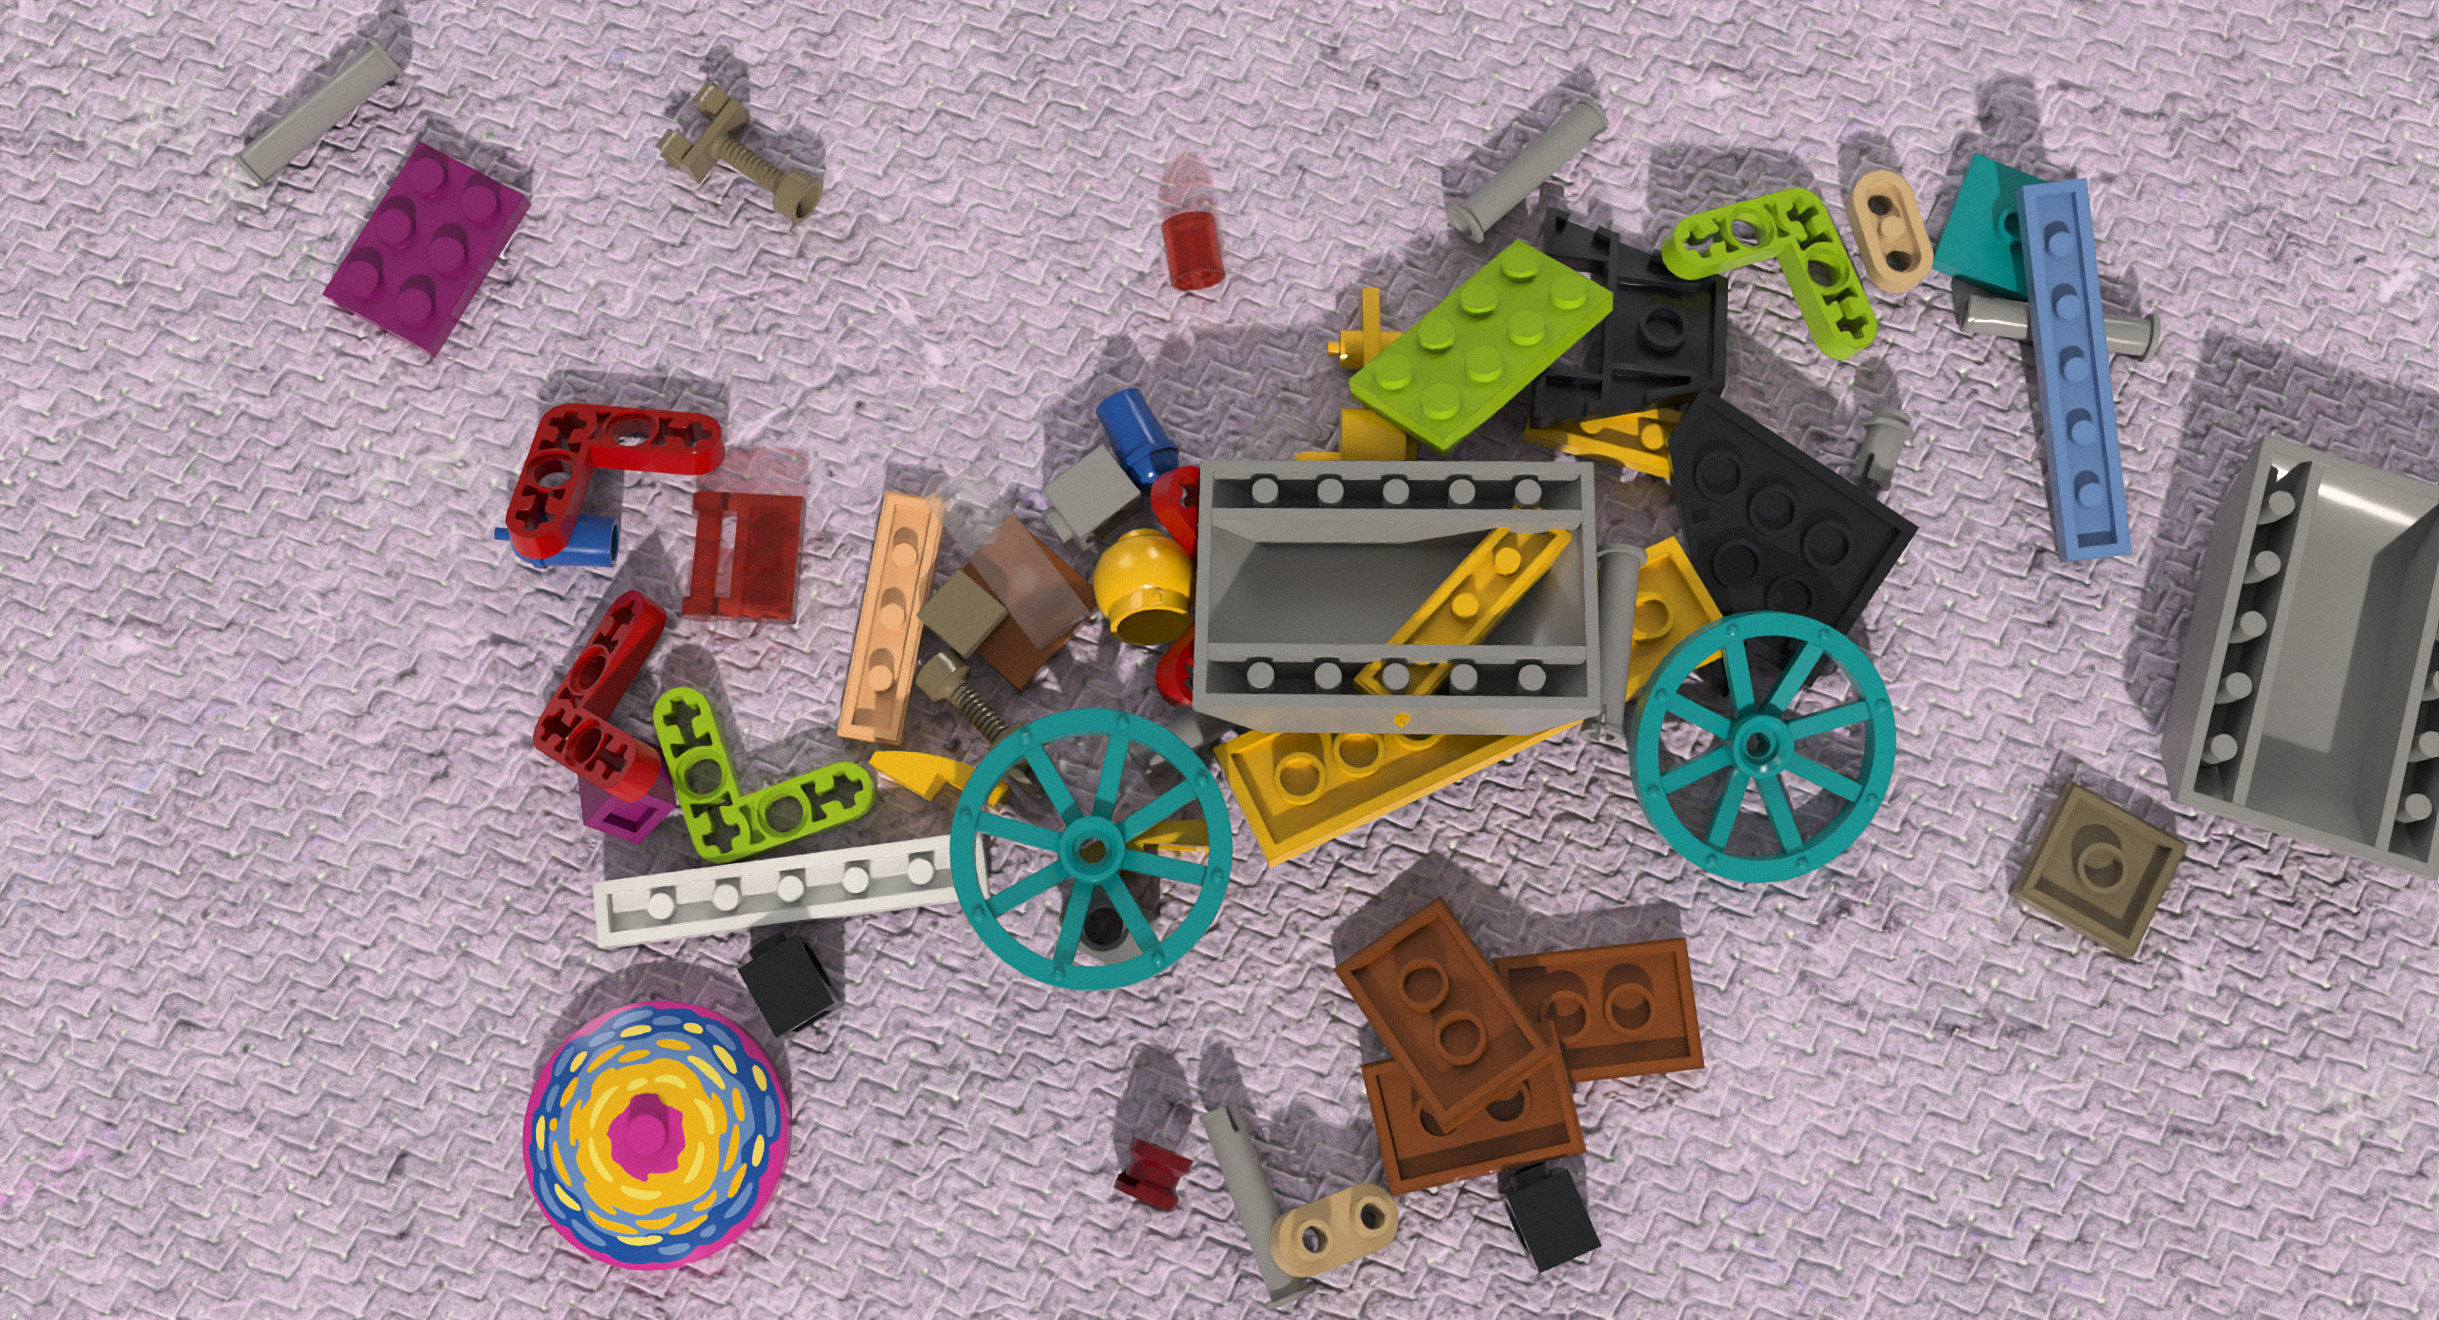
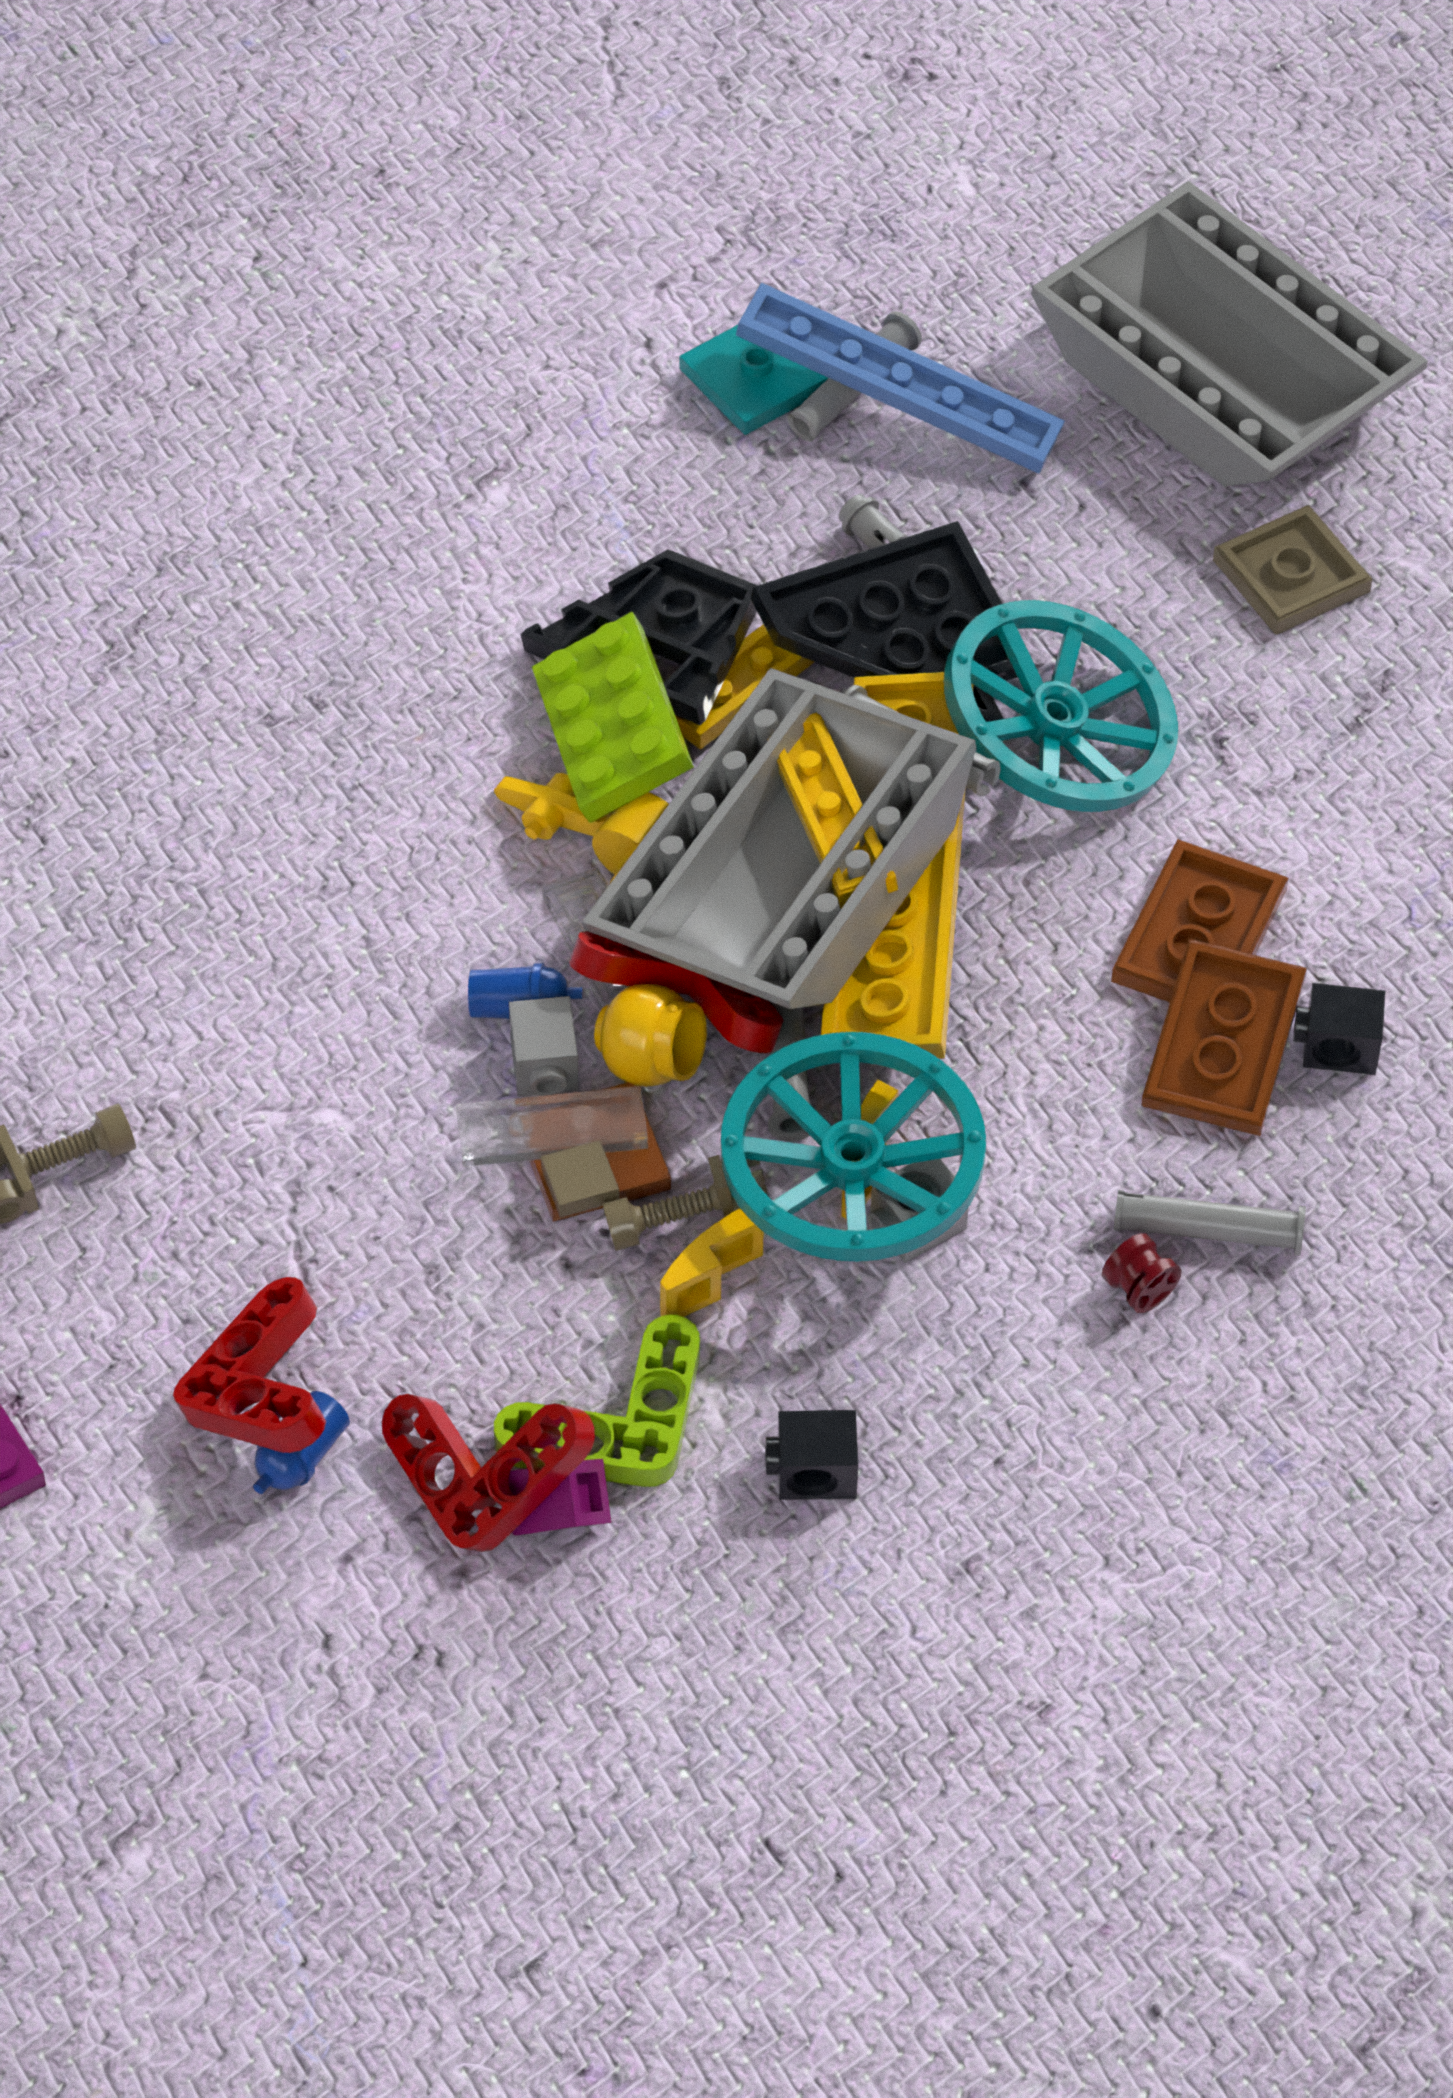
camera: 60 degrees left, 25 degrees down
(657, 1135) = (877, 1627): dish -> none
(764, 558) = (421, 1304): clear red plate -> none
(778, 891) = (730, 1423): white plate -> none
(888, 629) = (544, 1246): light nougat tile -> none
(1193, 251) = (379, 879): clear red beam -> none
(1338, 1229) = (1264, 1171): tan plate -> none
(1444, 1014) = (1136, 1012): dark orange tile -> none
(1527, 171) = (492, 685): light grey pin -> none
(1781, 239) = (675, 492): lime beam -> none
(1895, 234) = (703, 437): tan plate -> none

